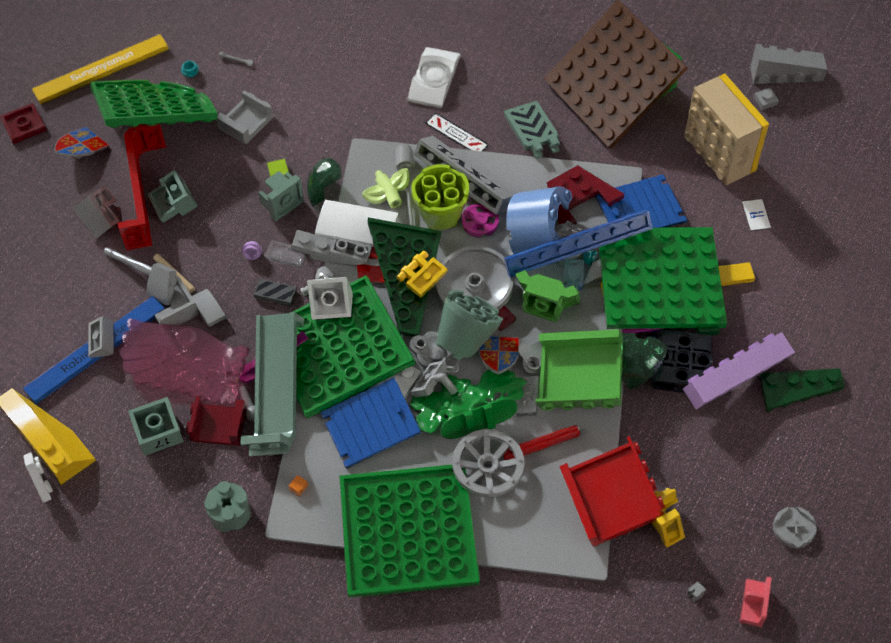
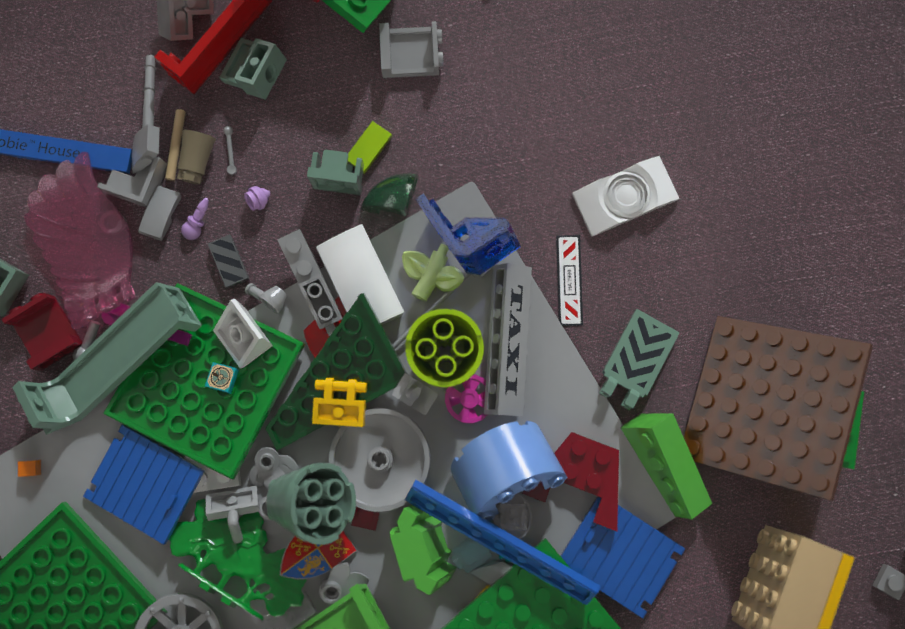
camera: 50 degrees right, 25 degrees up
(100, 337) = (46, 144): light grey slope -> none
(192, 262) = (194, 156): none -> dark tan plant
(220, 254) = (231, 169): none -> light grey hinge
(235, 300) = (192, 228): none -> lavender bar
(283, 254) = (274, 228): clear plate -> none
(347, 328) = (221, 377): none -> tile
(384, 154) = (488, 239): none -> clear blue bracket
(454, 236) = (415, 394): none -> light grey slope
(604, 147) = (668, 462): none -> bright green wedge

